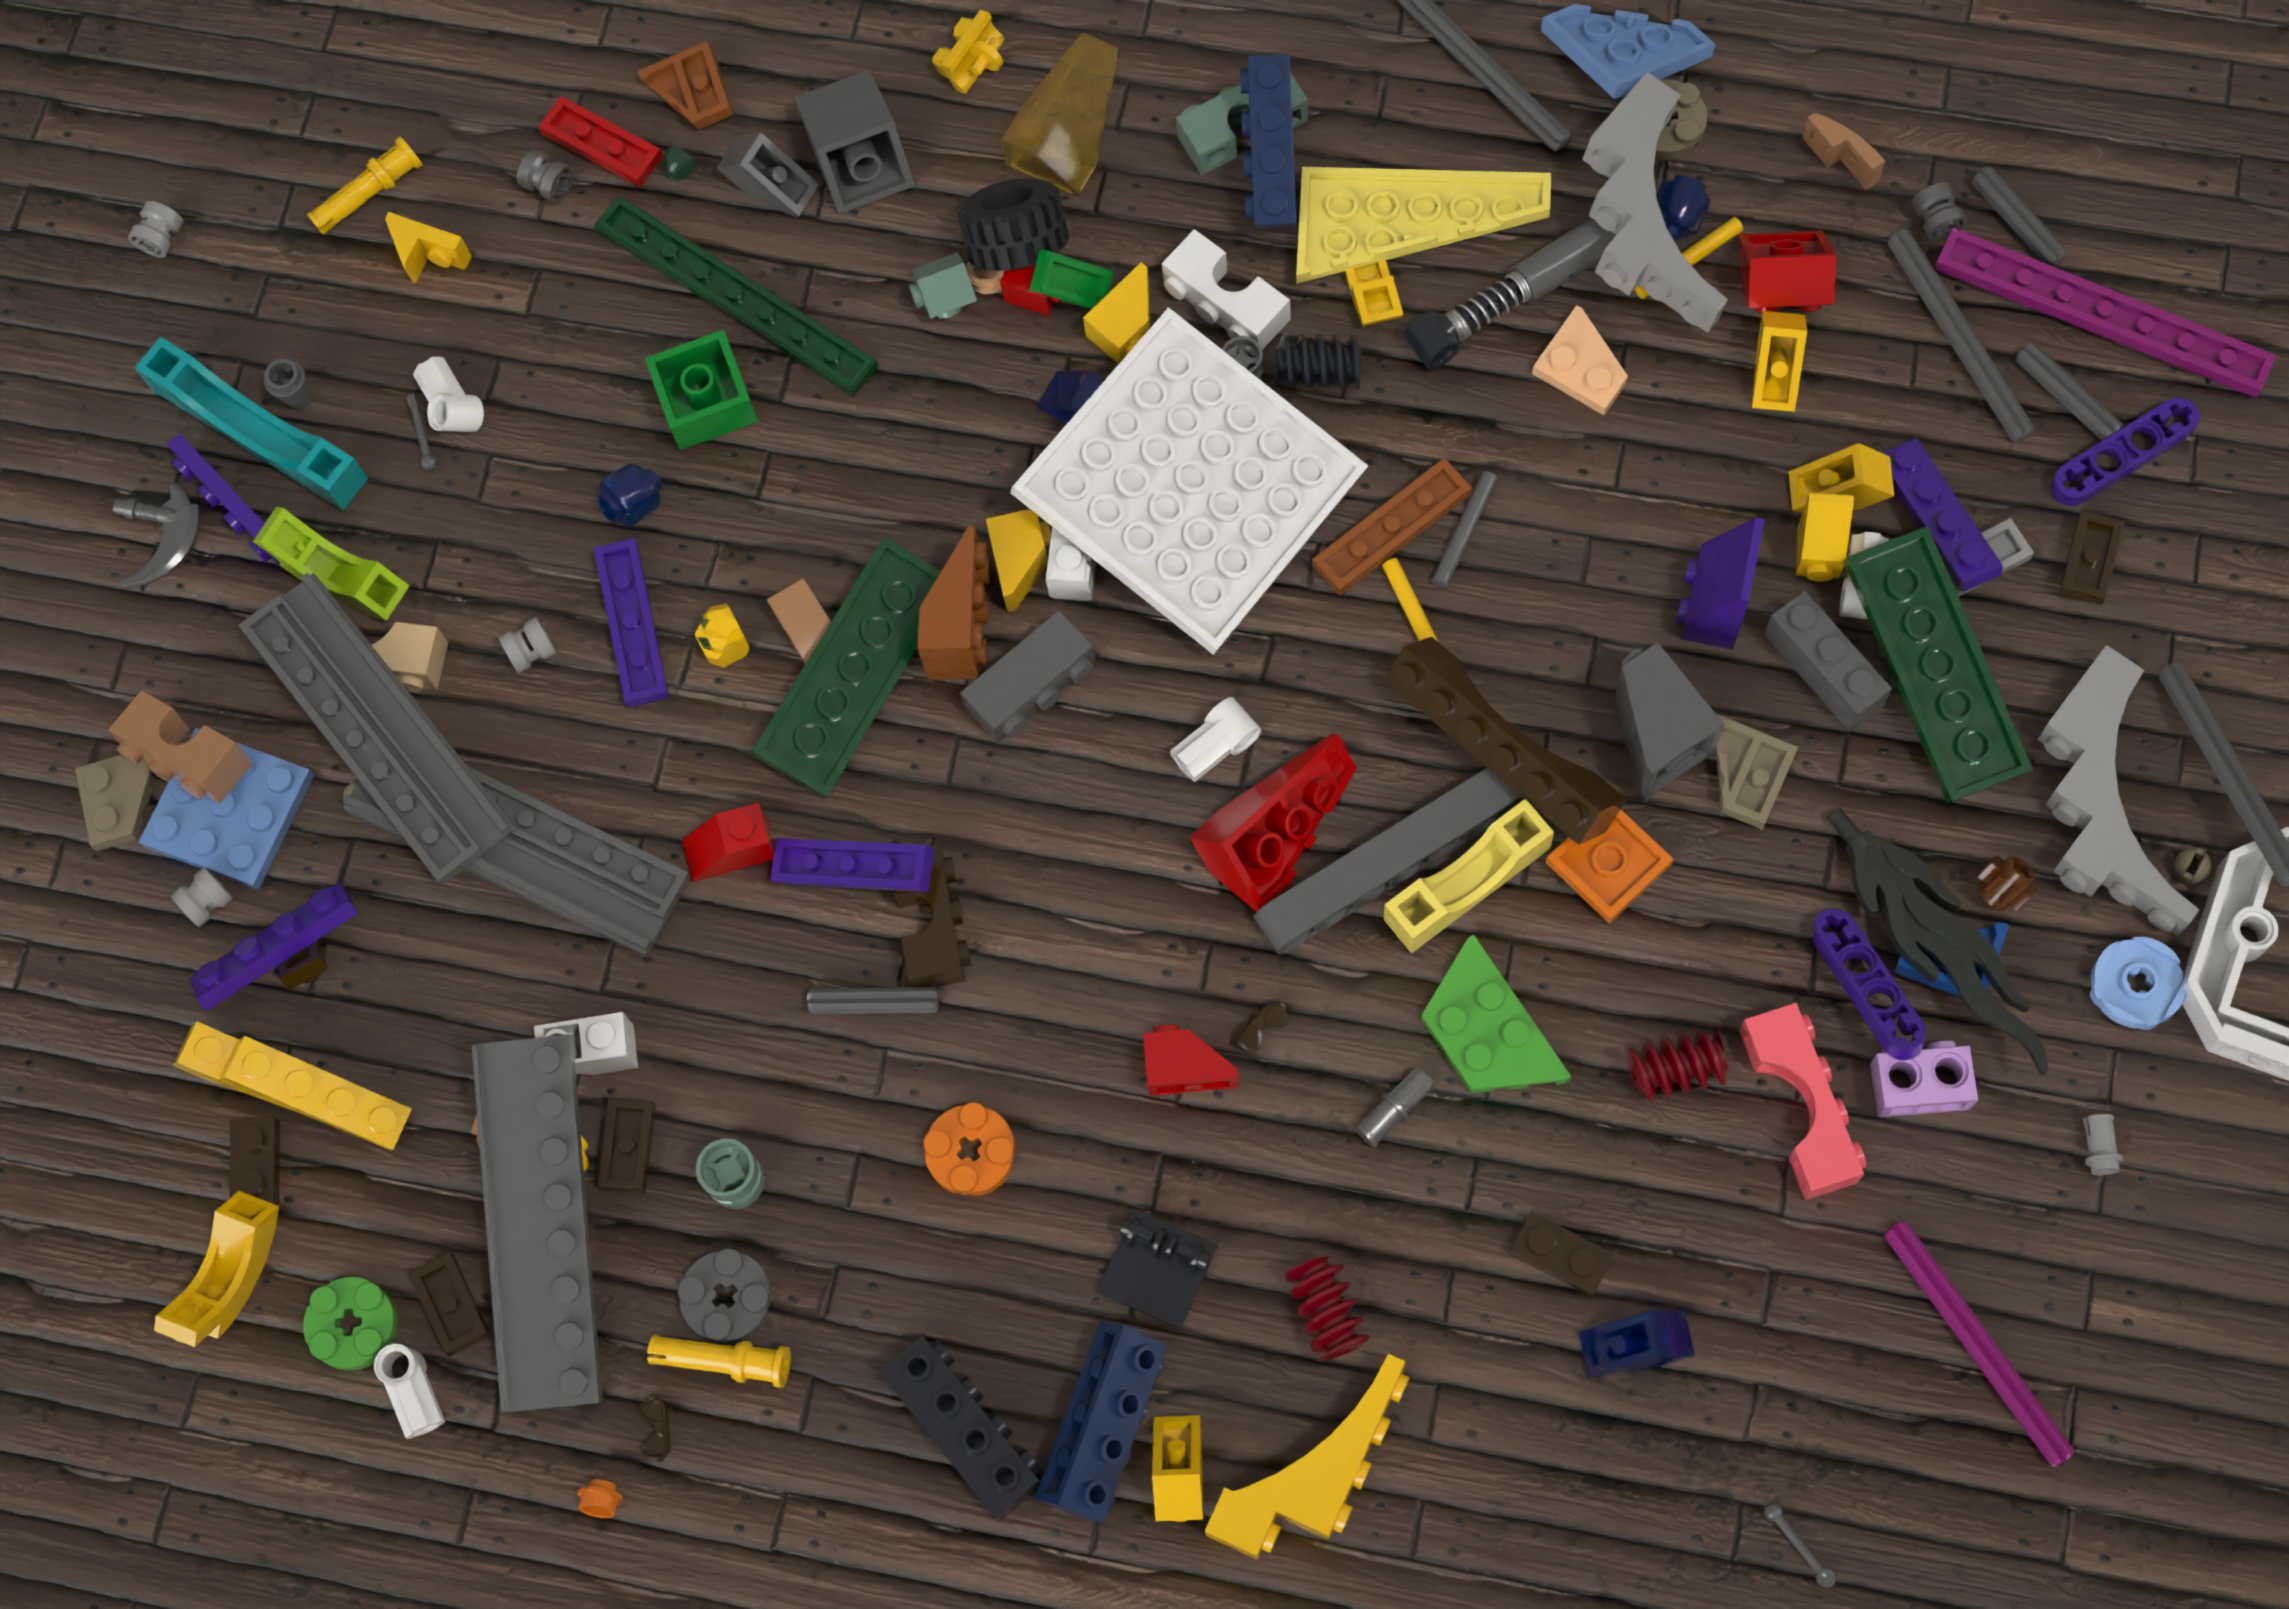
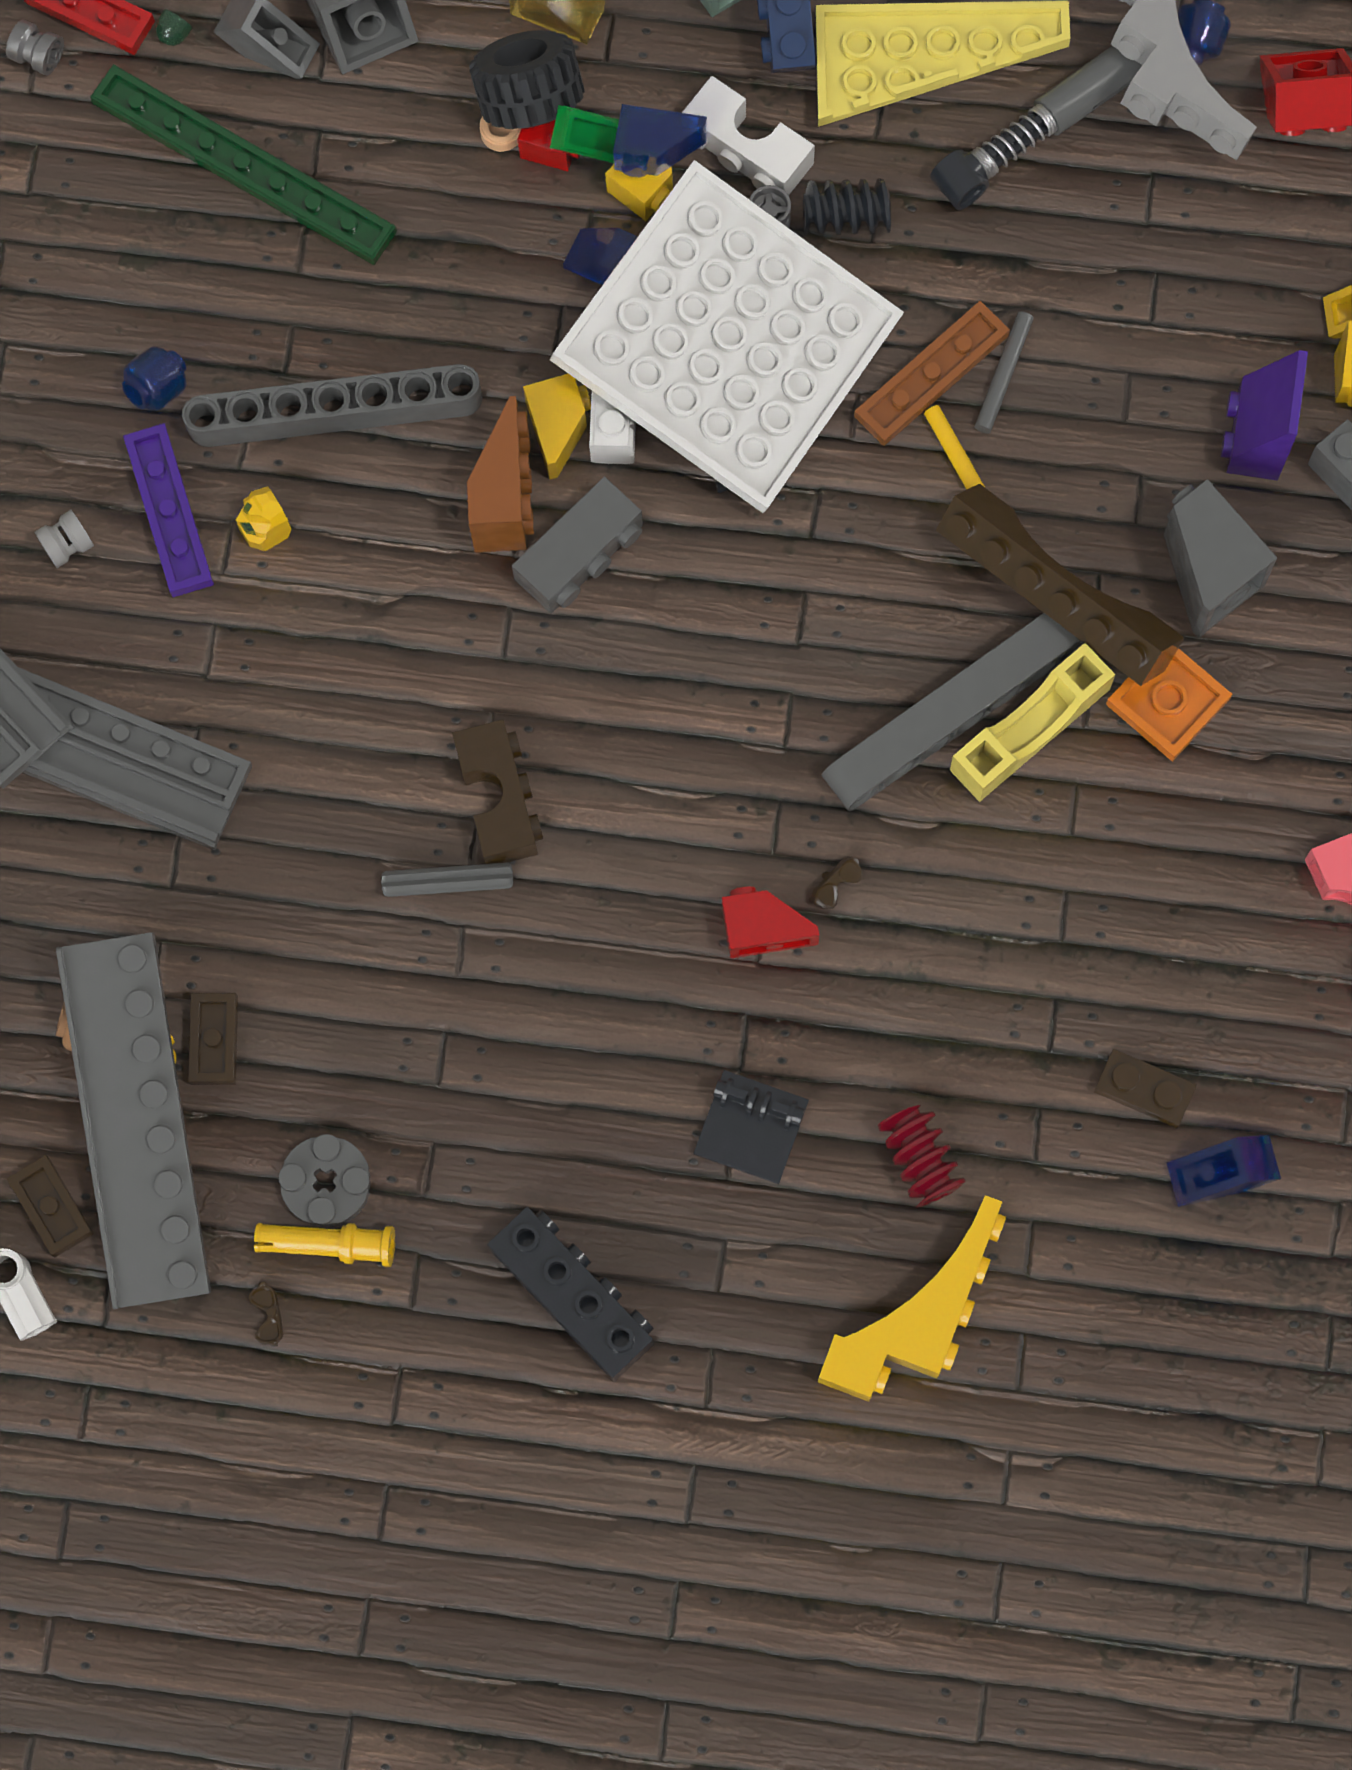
camera: 10 degrees left, 5 degrees up
(599, 1042) = (180, 937): white slope -> none
(599, 1499) = (218, 1386): orange plate -> none
(701, 389) = (220, 266): green brick -> none
(729, 843) = (288, 730): red slope -> none
(730, 1173) = (321, 1060): sand green wheel -> none
(783, 518) = (314, 395): none -> dark grey beam
(800, 617) = (350, 507): medium nougat slope -> none
(849, 671) = (398, 547): dark green plate -> none
(852, 864) = (418, 745): dark purple plate -> none
(942, 287) = (458, 146): sand green brick -> none
(968, 1176) = (554, 1047): orange plate -> none
(1101, 1422) = (709, 1279): dark blue brick -> none
(1132, 286) = (655, 139): none -> clear blue slope
(1177, 1468) = (786, 1319): yellow slope -> none
(1224, 732) = (778, 591): white piece -> none
(1265, 829) = (825, 687): red wedge -> none
(1374, 293) = (897, 133): yellow slope -> none
(1395, 1106) = (973, 954): flat silver axle -> none
(1487, 1028) = (1059, 872): bright green wing -> none
(1582, 364) = (1111, 197): light nougat wing -> none
(1678, 1065) = (1248, 896): dark red piece -> none
(1706, 246) = (1229, 68): yellow bar -> none
(1750, 771) = (1302, 603): dark tan wing -> none
(1779, 360) = (1308, 184): yellow slope -> none

